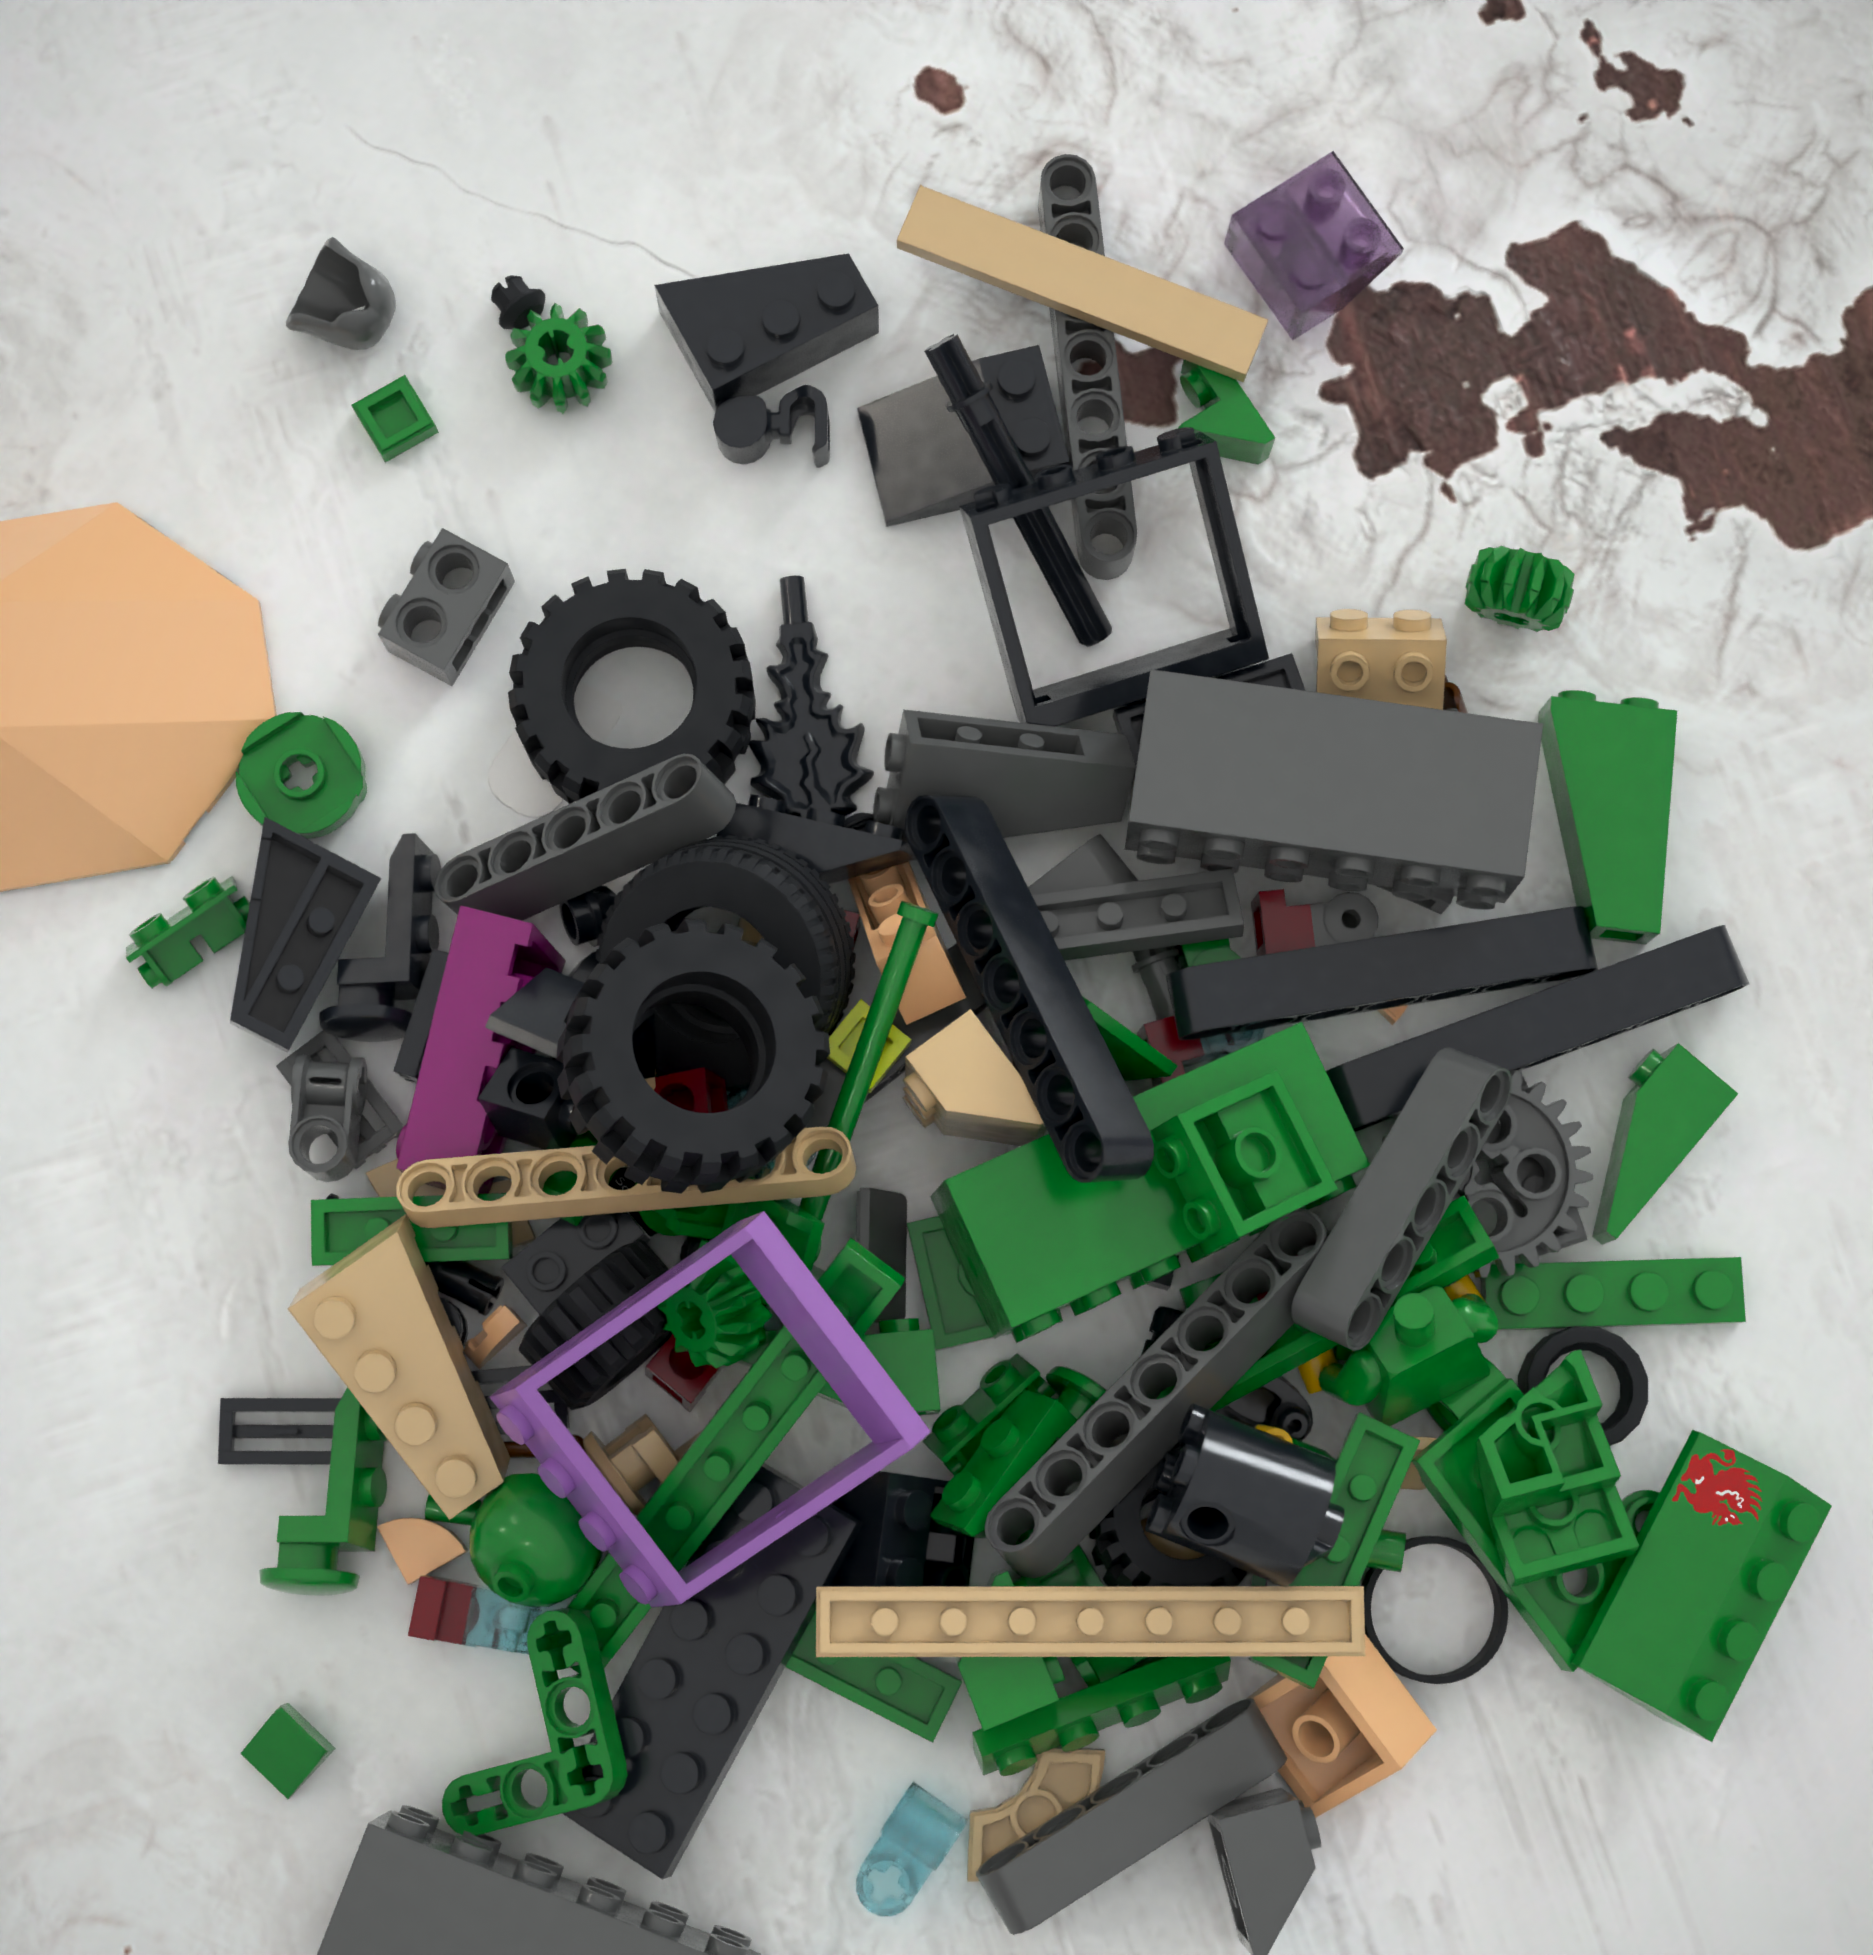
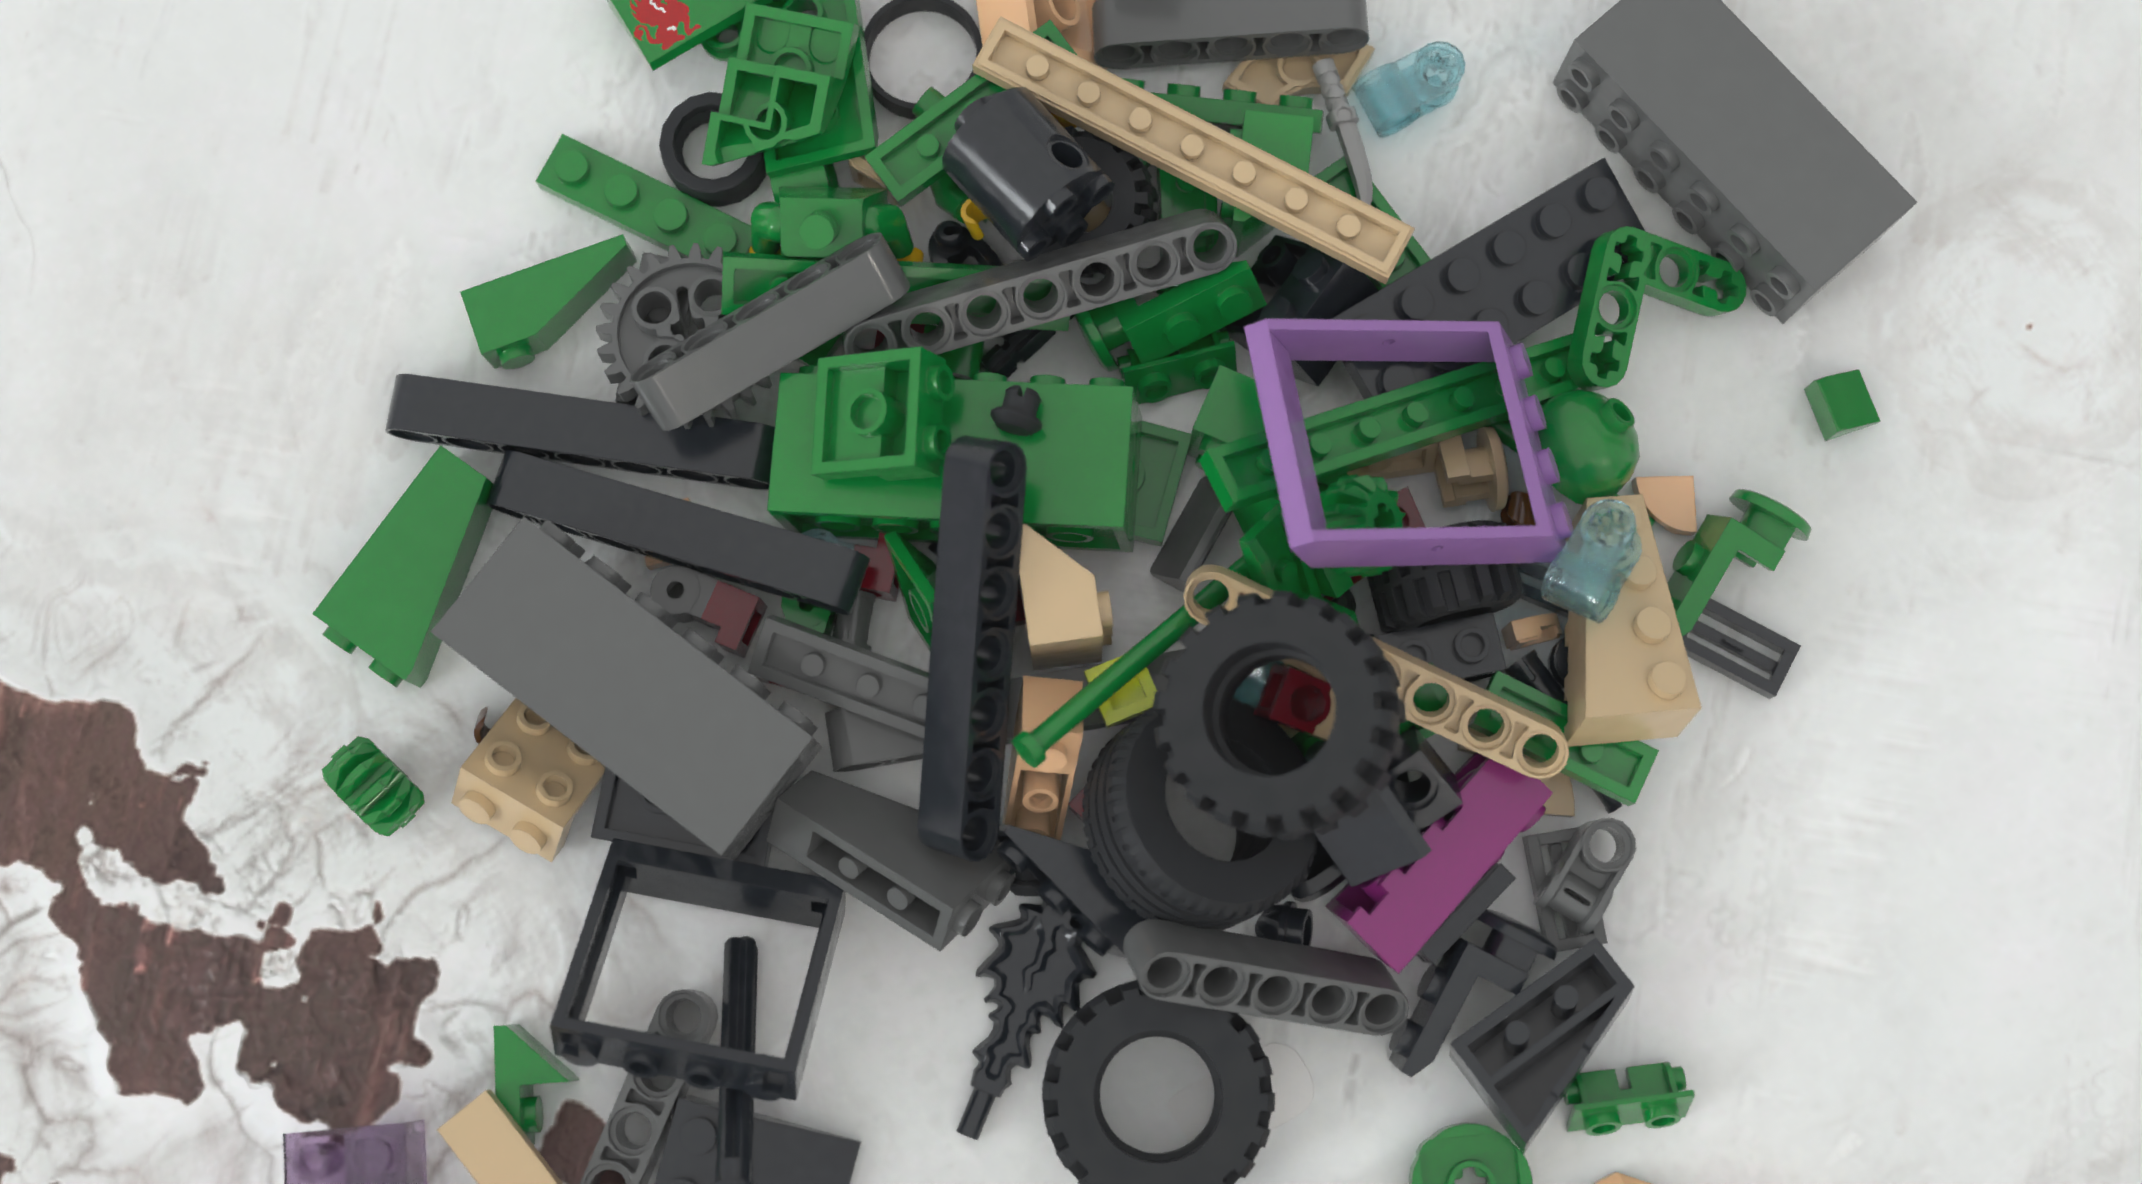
camera: 145 degrees left, 0 degrees up
(461, 1389) = (1595, 561): none -> clear light blue piece
(469, 1616) = (1664, 431): leg -> none
(956, 1772) = (1344, 121): none -> light grey piece
(1110, 1236) = (1018, 412): none -> black piece

